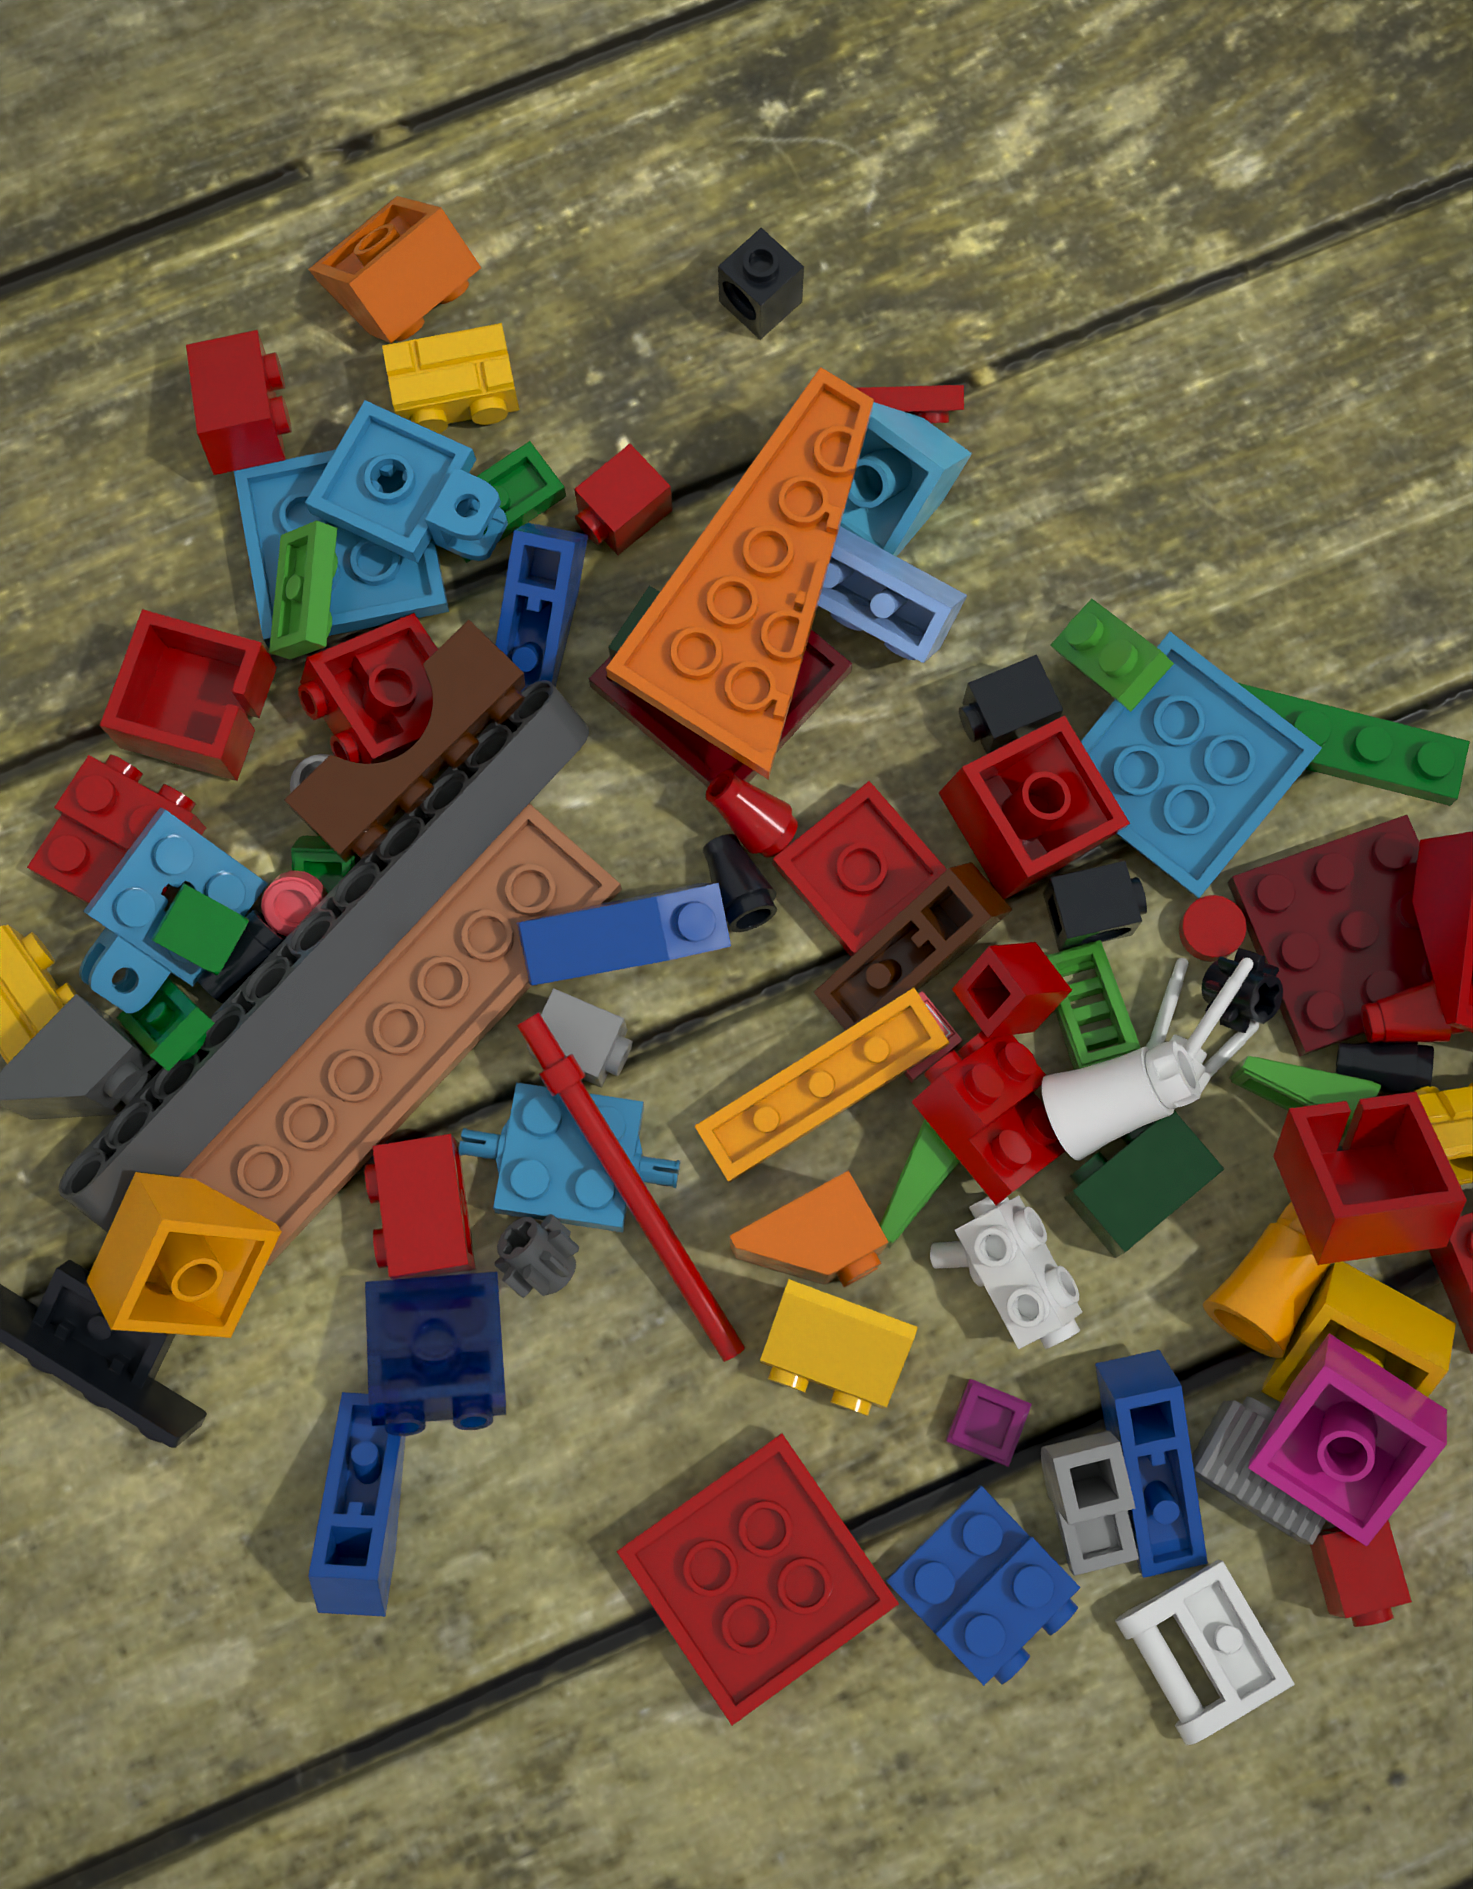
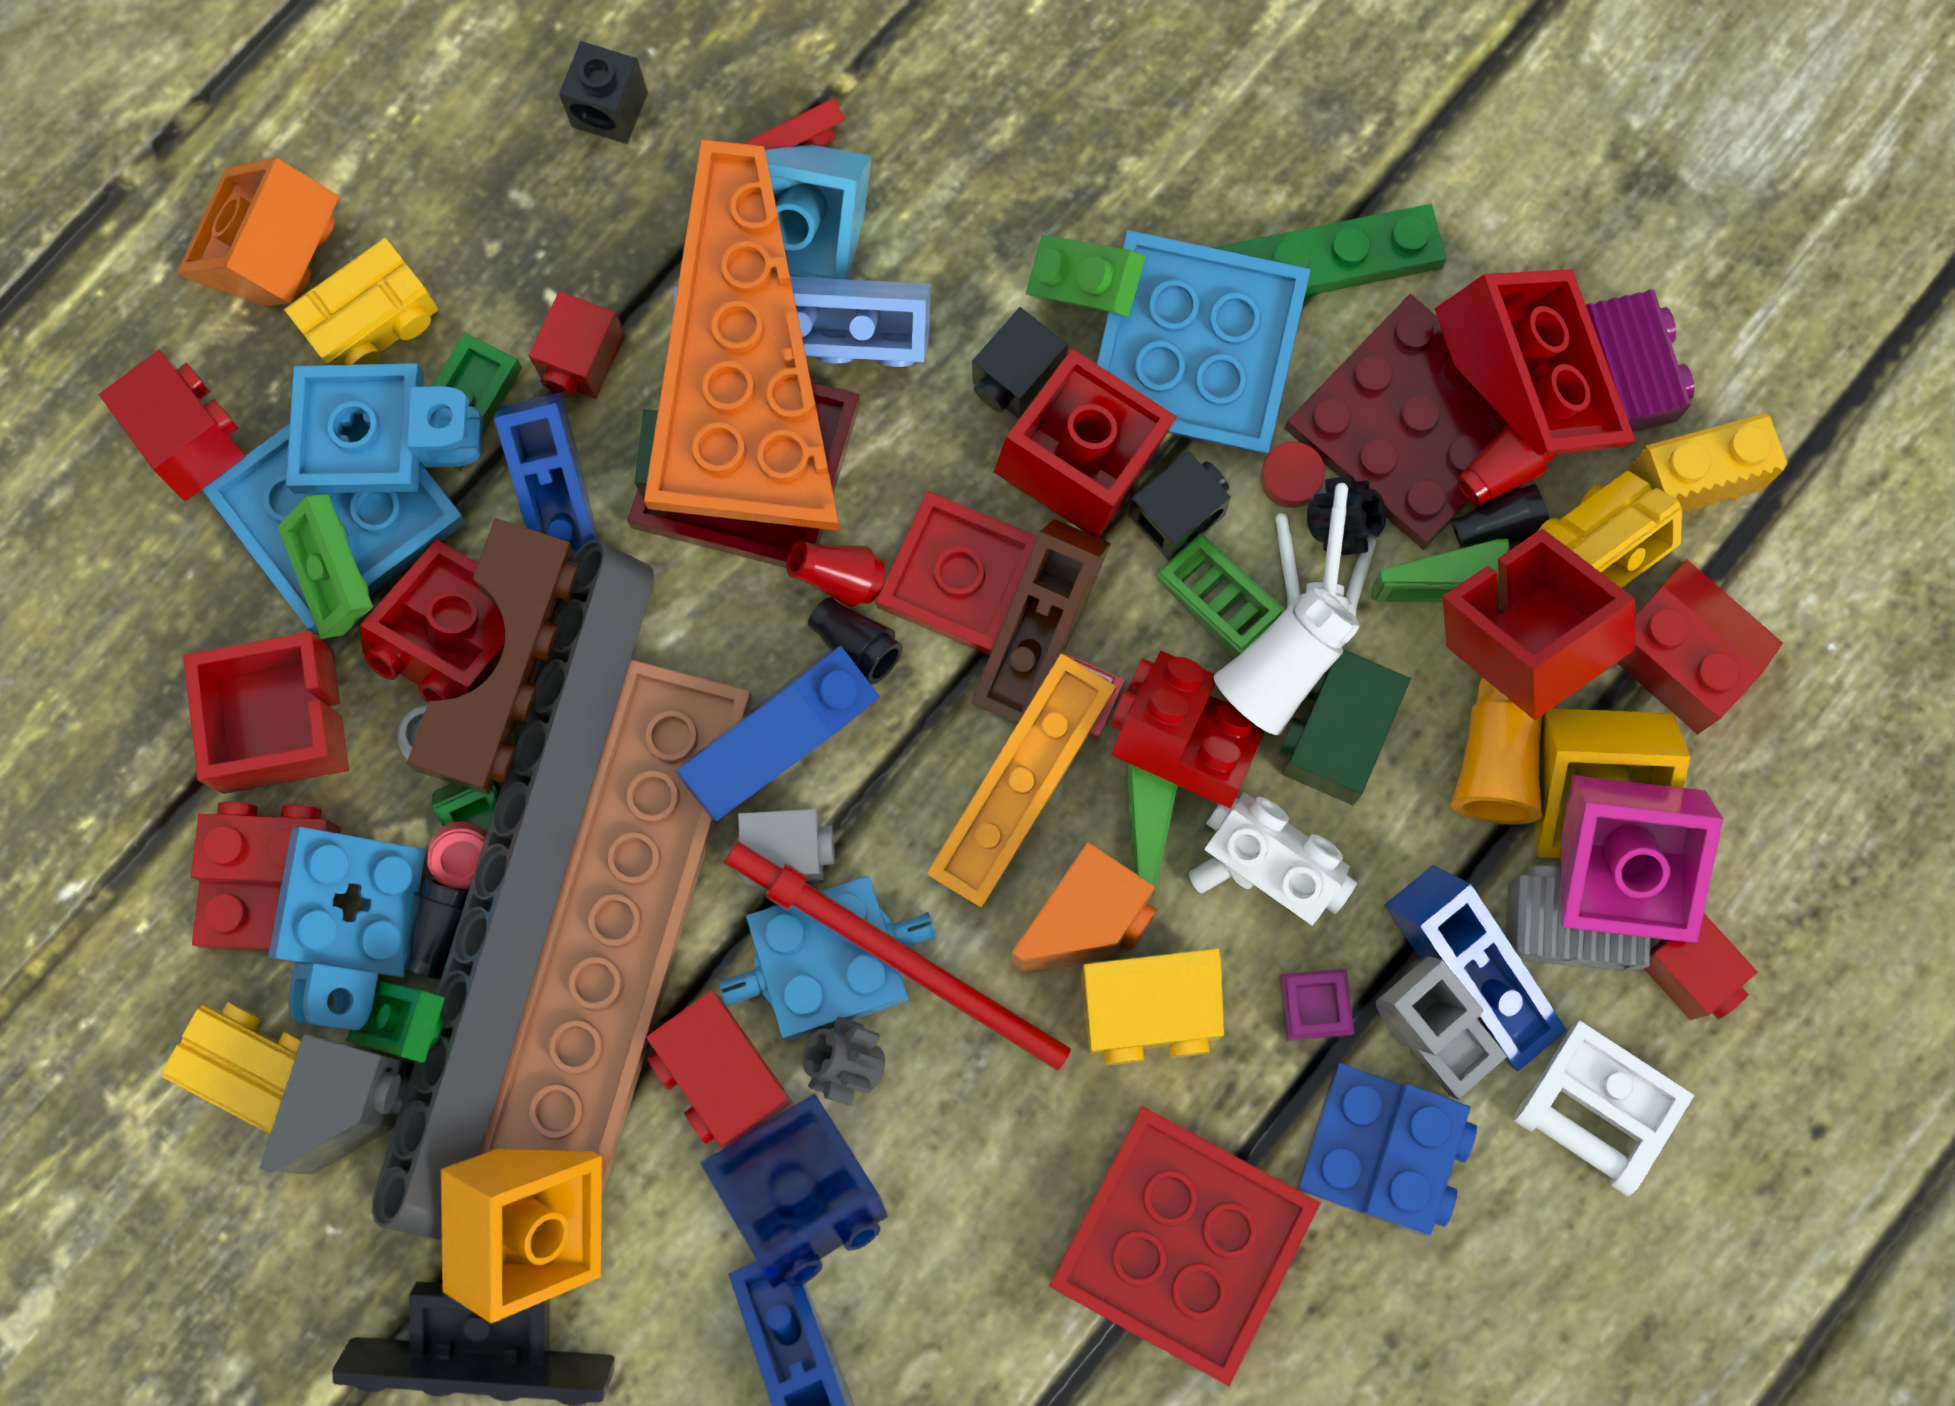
camera: 25 degrees left, 0 degrees up
(200, 929) = (387, 920): green slope -> none
(1011, 989) = (1146, 613): red brick -> none

